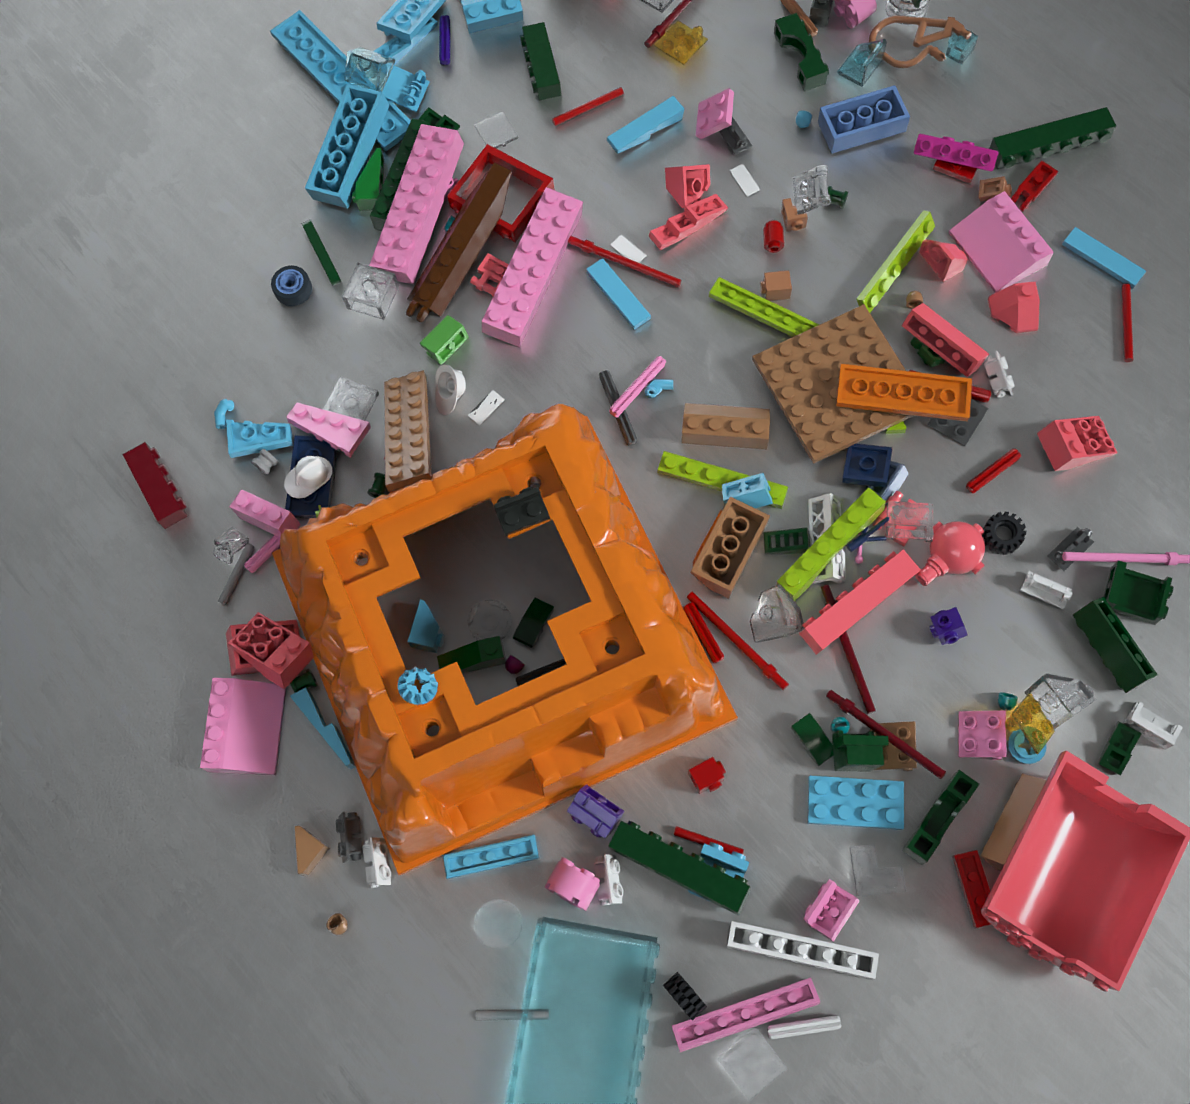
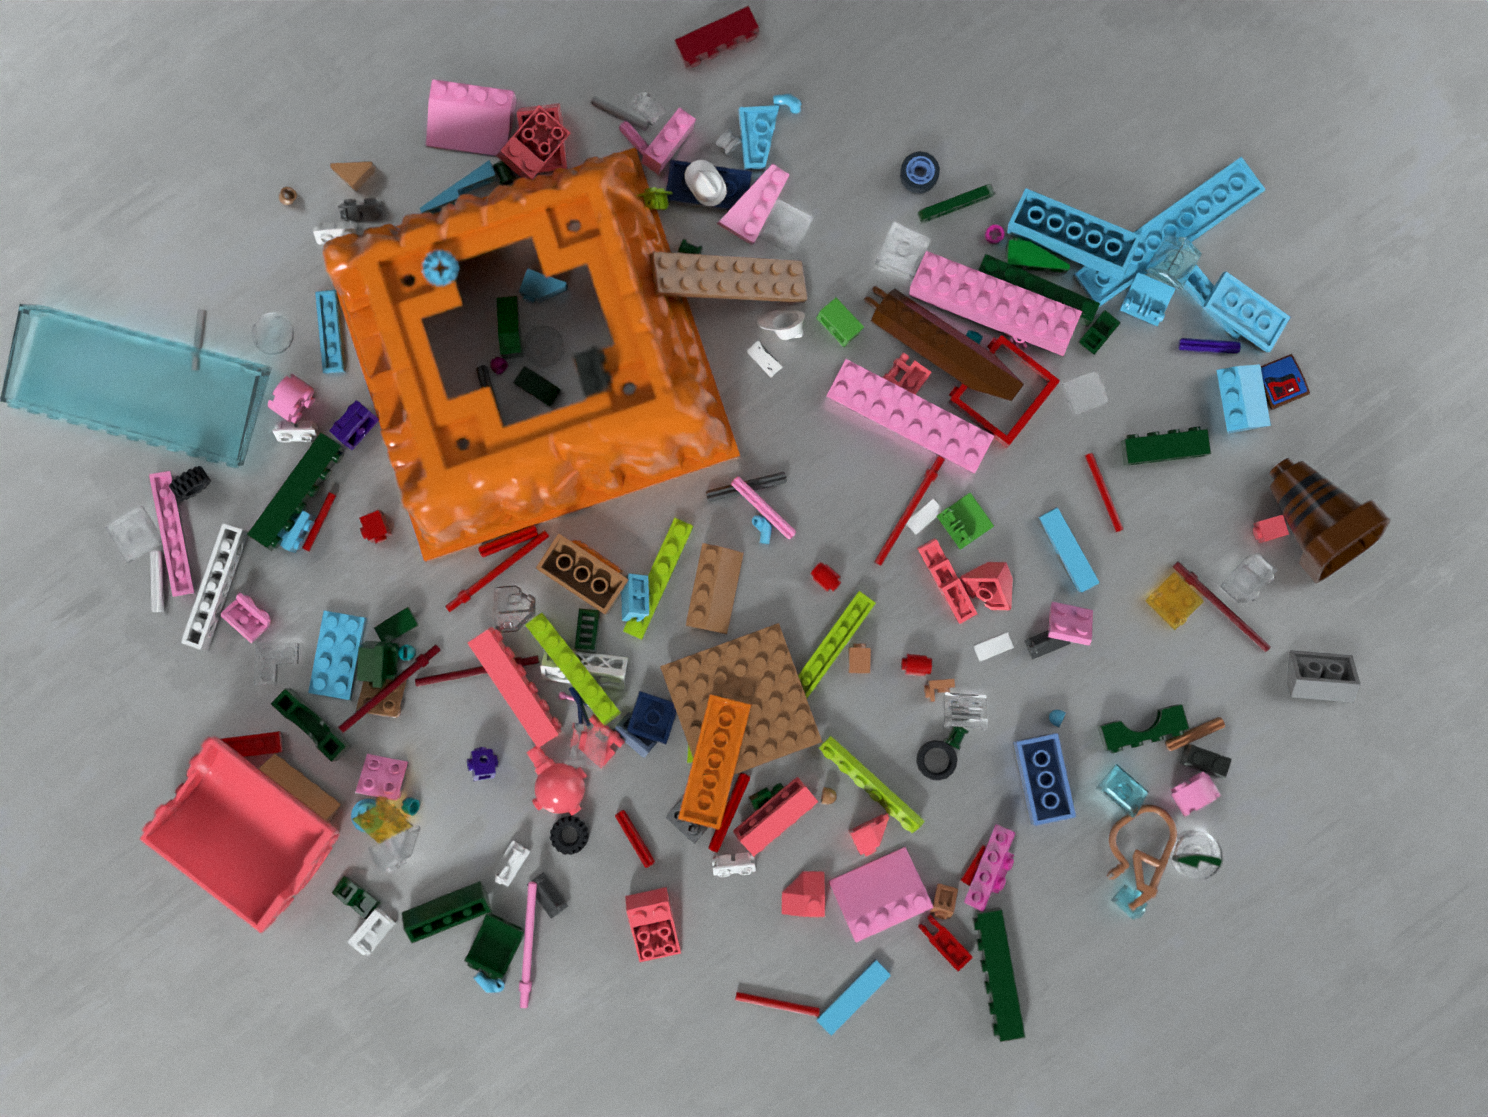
camera: 90 degrees right, 15 degrees up
(344, 217) = (999, 238): none -> dark pink bush
(618, 294) = (873, 500): medium azure tile -> none
(629, 213) = (965, 521): none -> bright green hinge
(699, 324) = (826, 577): none -> red brick
(865, 198) = (952, 760): none -> black tyre
(1178, 596) = (488, 984): none -> medium azure arm

